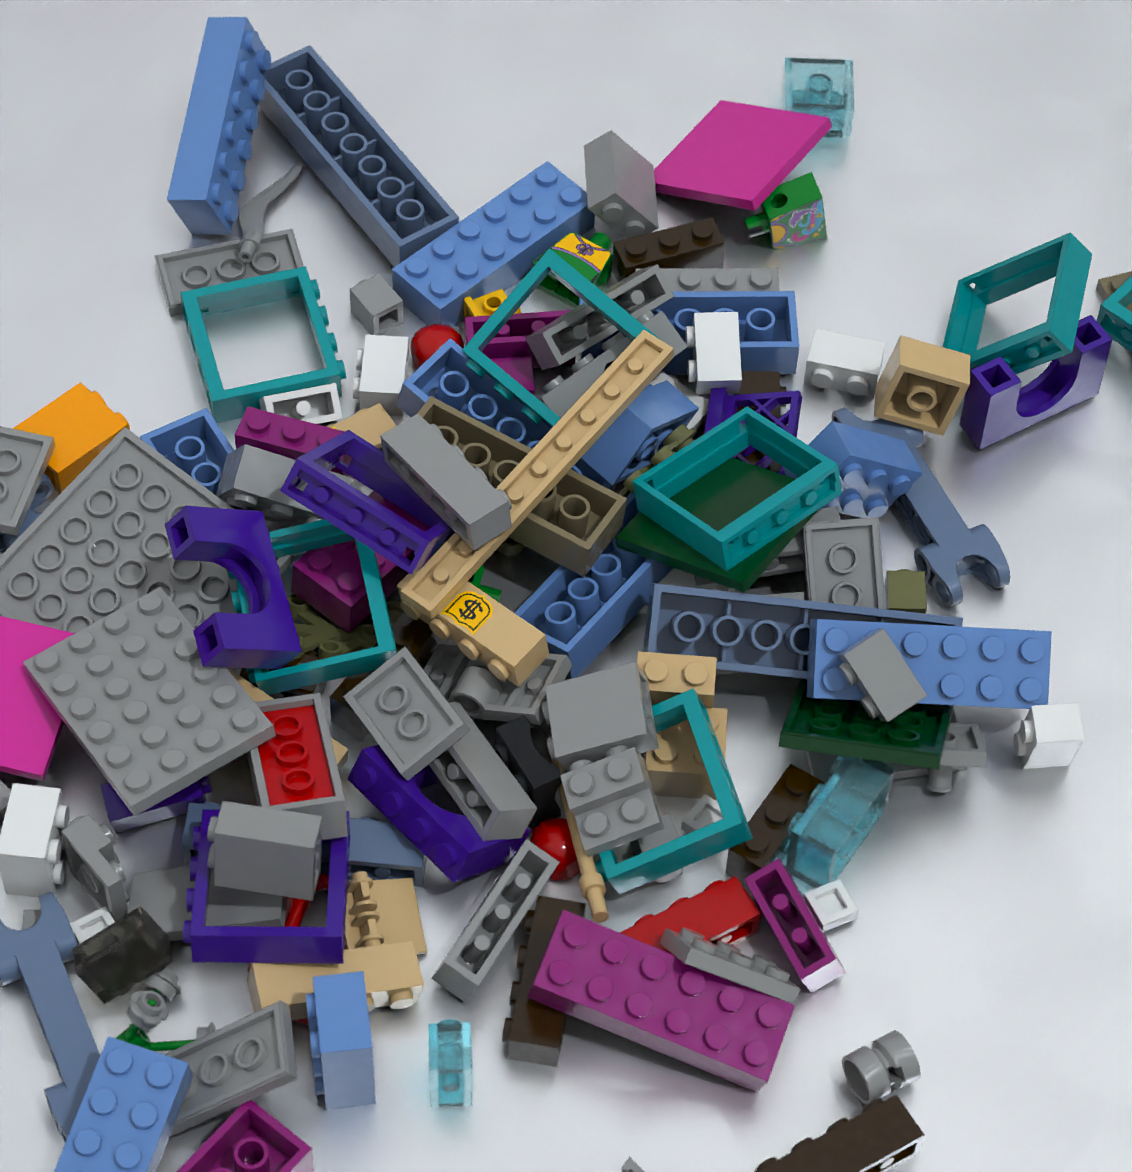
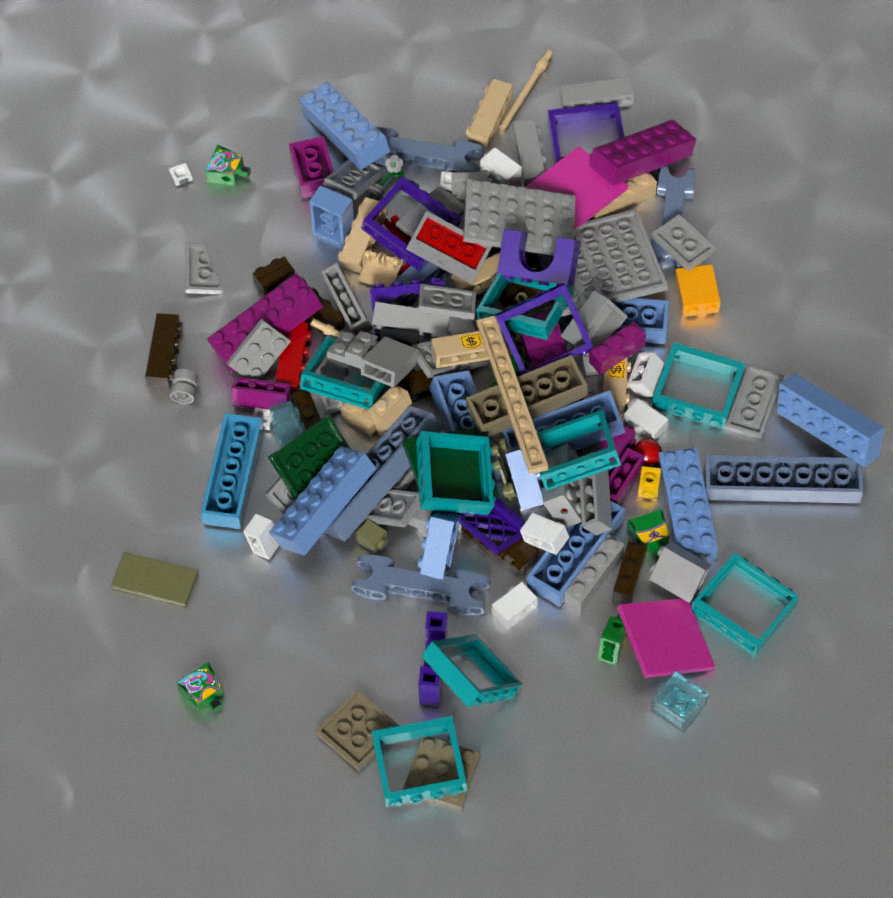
camera: 130 degrees right, 5 degrees up
(122, 955) = (428, 173): clear smoke brick -> none
(253, 212) = (780, 425): light grey piece -> none
(265, 850) = (411, 208): light grey brick -> none
(376, 305) = (689, 438): light grey brick -> none
(447, 481) = (528, 350): light grey brick -> none
(450, 1064) = (299, 249): clear light blue brick -> none
(531, 1086) = (273, 274): none -> dark brown brick
(590, 66) = (727, 626): none -> teal window
(881, 676) = (322, 462): light grey brick -> none
(922, 385) = (463, 601): tan brick -> none
(971, 870) = (232, 471): none -> dark azure brick

